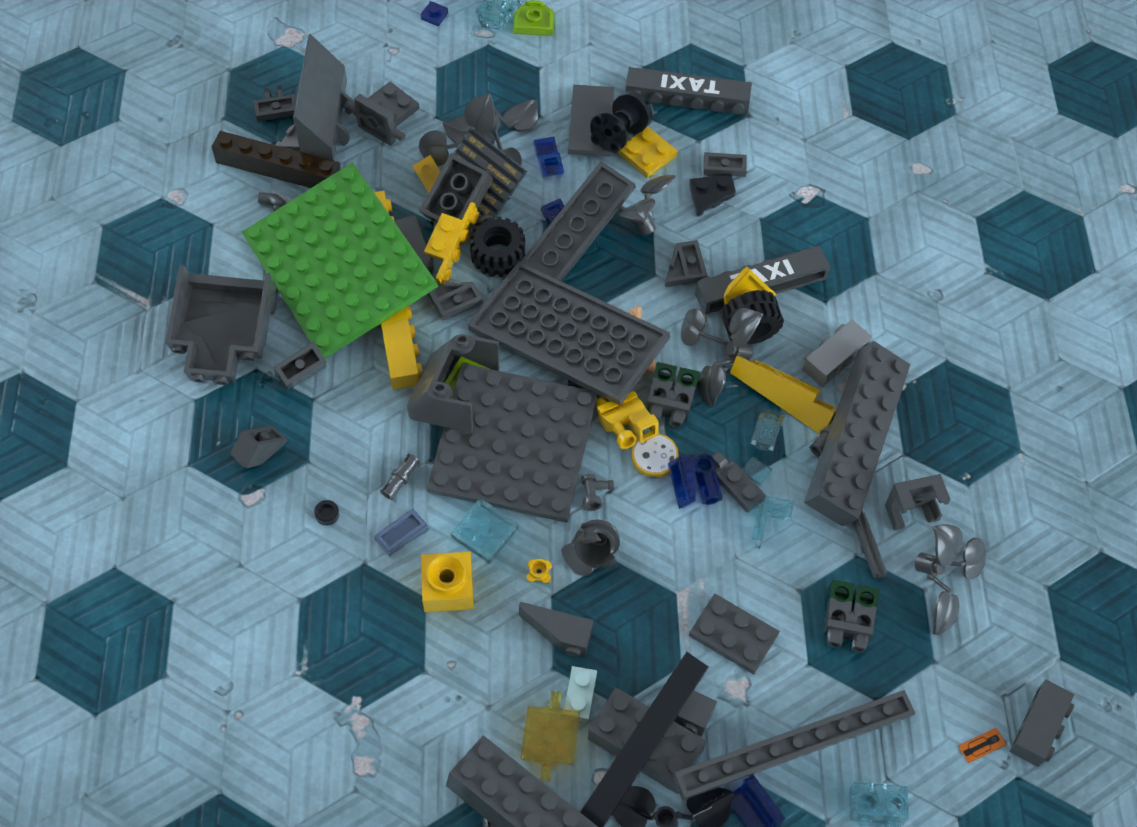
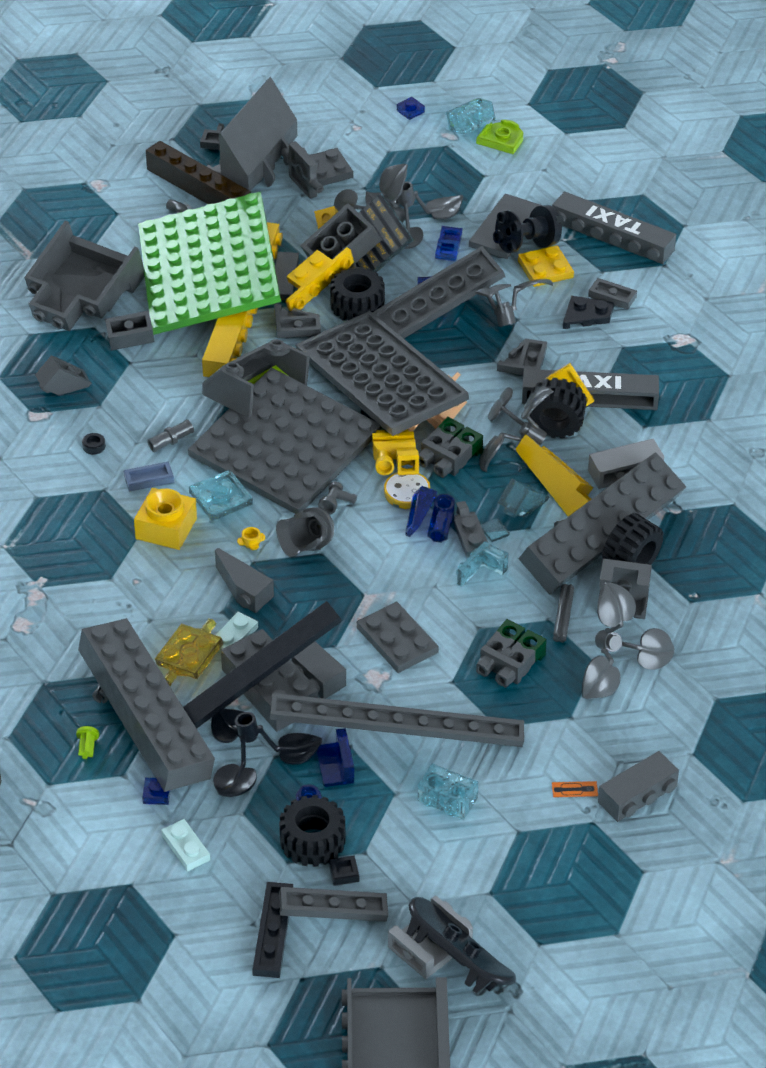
camera: 25 degrees right, 15 degrees down
(902, 451) = (634, 540): none -> black tyre

